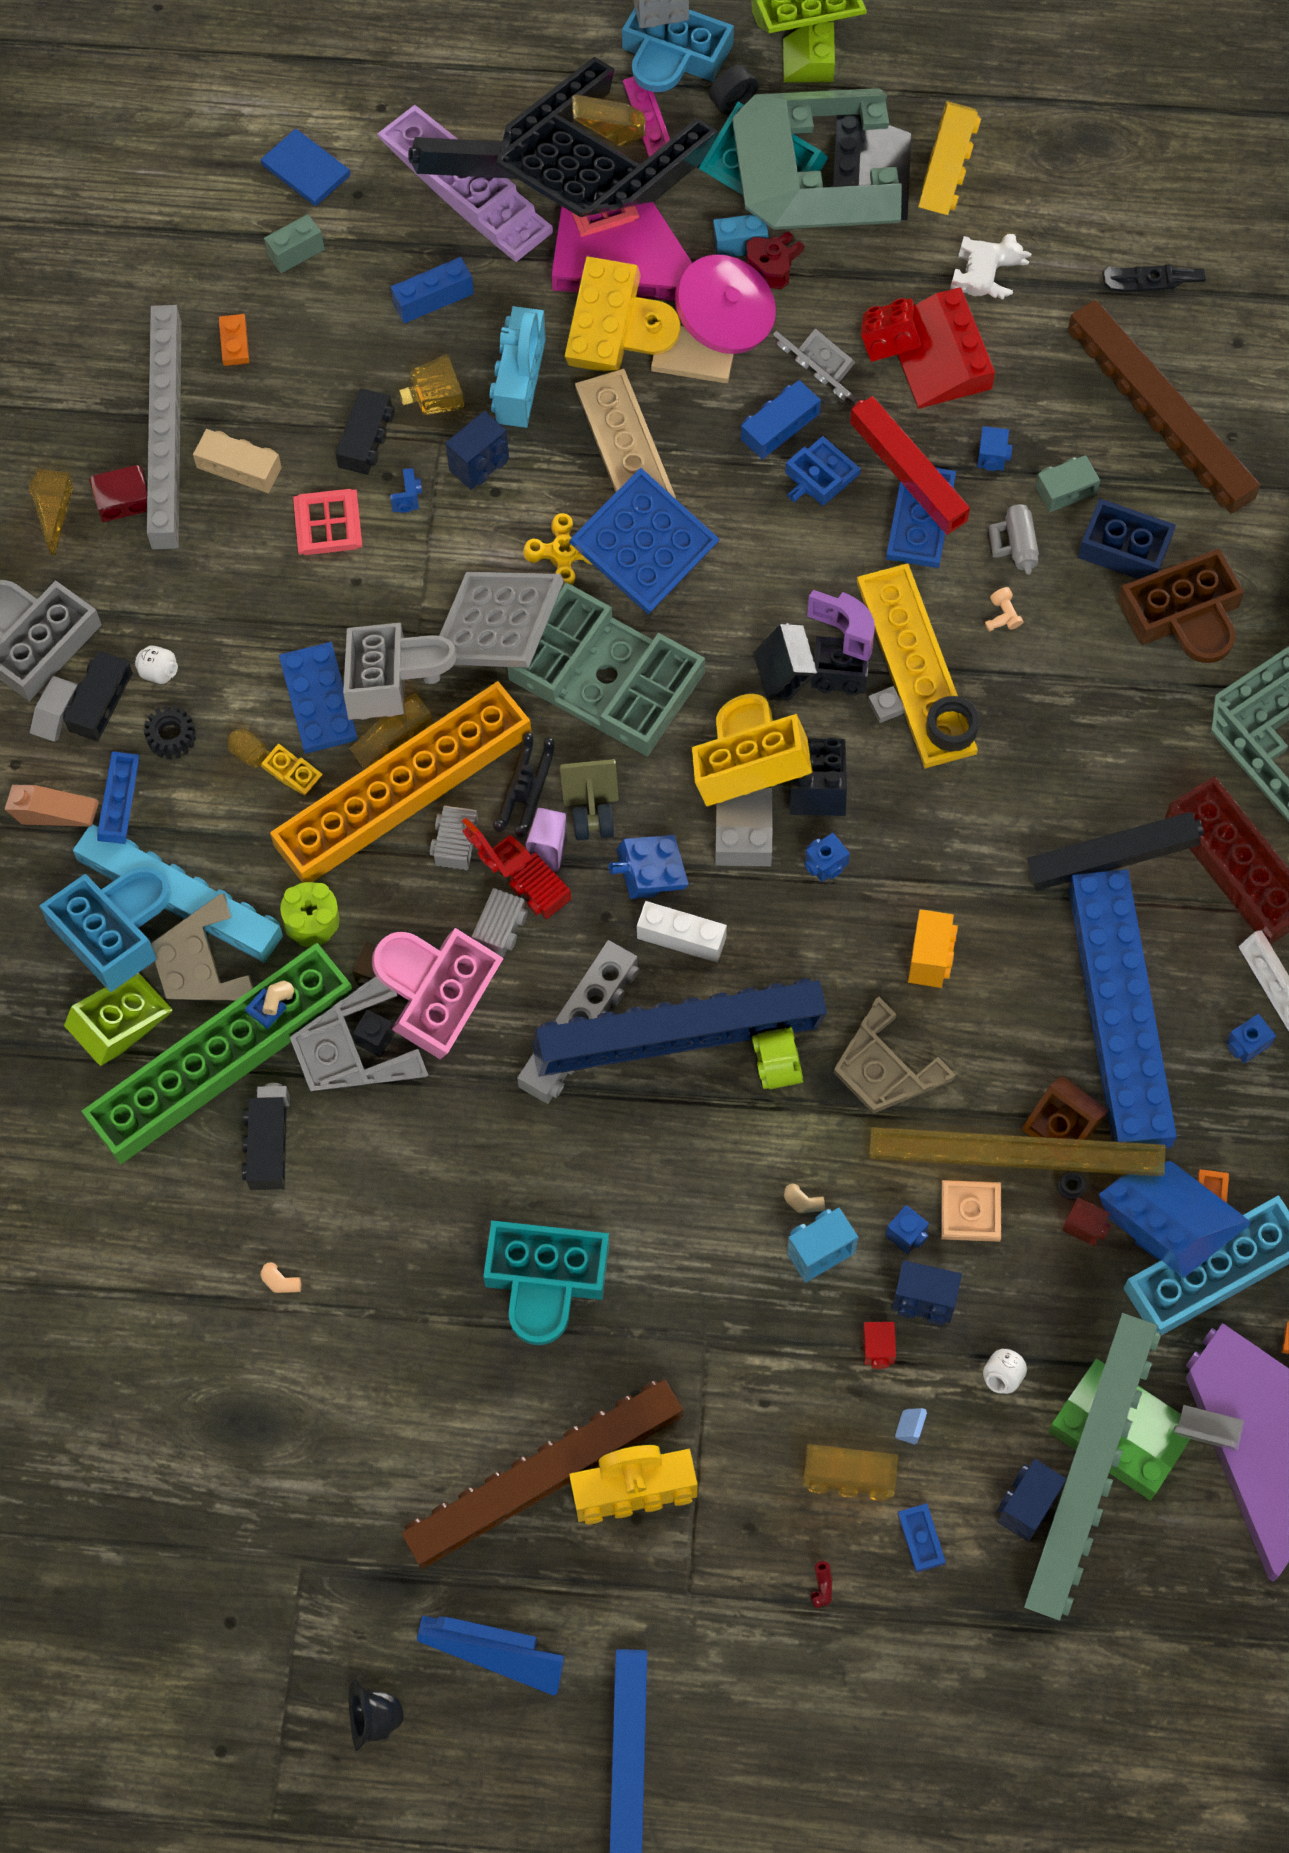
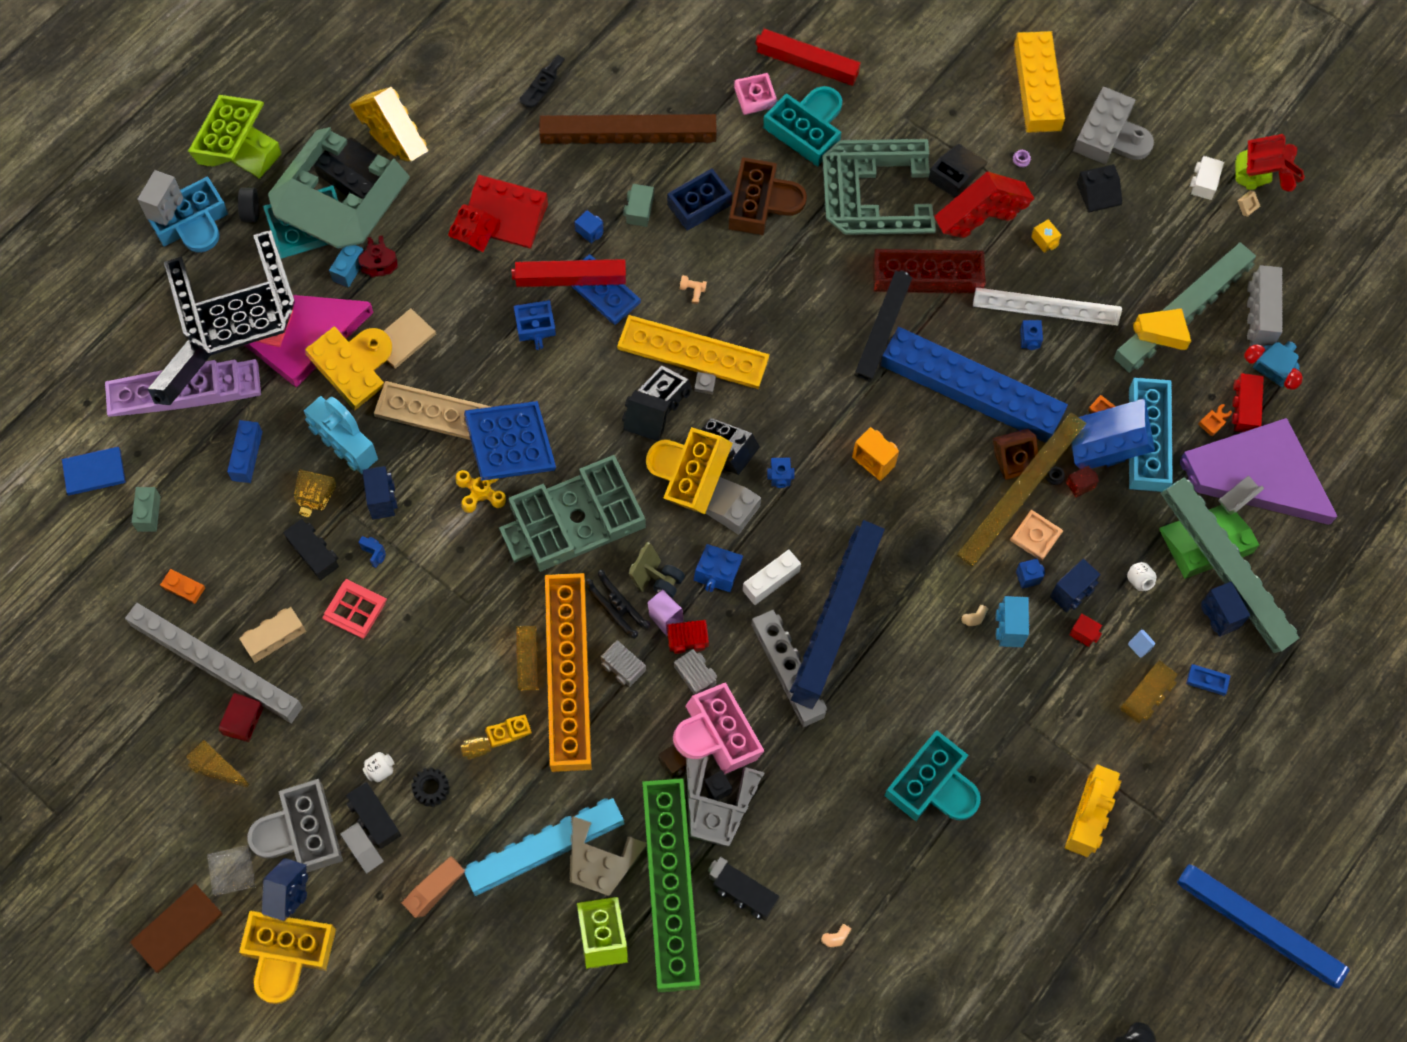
camera: 60 degrees left, 0 degrees up
(105, 922) = (540, 899): dark azure brick -> none
(118, 798) = (457, 843): blue plate -> none
(255, 1008) = (666, 837): blue tile -> none
(276, 993) = (664, 824): tan arm -> none
(309, 899) = (619, 786): lime brick -> none
(317, 697) = (470, 686): blue plate -> none
(381, 660) = (489, 632): light grey brick -> none
(496, 1650) = (1139, 948): blue wedge -> none
(500, 617) = (502, 551): light grey plate -> none
(505, 857) = (655, 642): red bracket -> none
(541, 1474) = (1051, 859): reddish brown brick -> none
(610, 119) = (215, 279): clear yellow slope -> none
(646, 102) = (227, 263): dark pink plate -> none
(725, 304) = (388, 300): dark pink dish -> none
(777, 1058) = (887, 574): lime brick -> none
(780, 419) = (484, 321): blue brick -> none
(824, 357) = (463, 273): light grey bracket -> none
(824, 1579) = (1206, 748): dark red arm -> none
(847, 615) = (643, 365): medium lavender arch -> none
(877, 1073) = (924, 530): dark tan wing -> none
(958, 705) = (747, 342): black tyre -> none
(982, 264) = (469, 156): white animal -> none
(1021, 538) = (655, 249): light grey piece -> none

